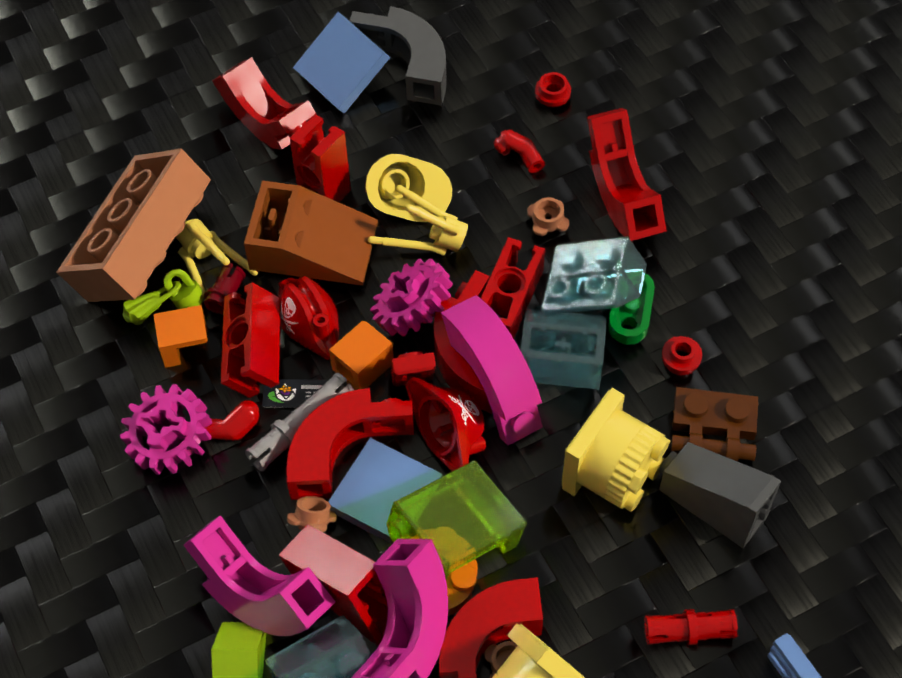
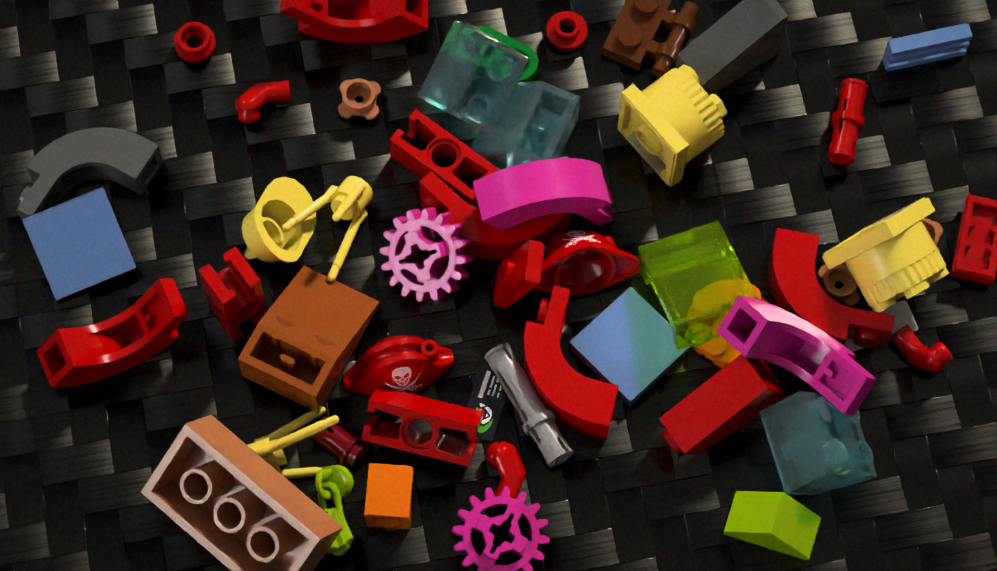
camera: 75 degrees left, 10 degrees up
(252, 592) = (718, 483): dark pink arch -> none
(312, 511) = (639, 418): nougat plate -> none
(361, 355) = (475, 323): orange panel -> none

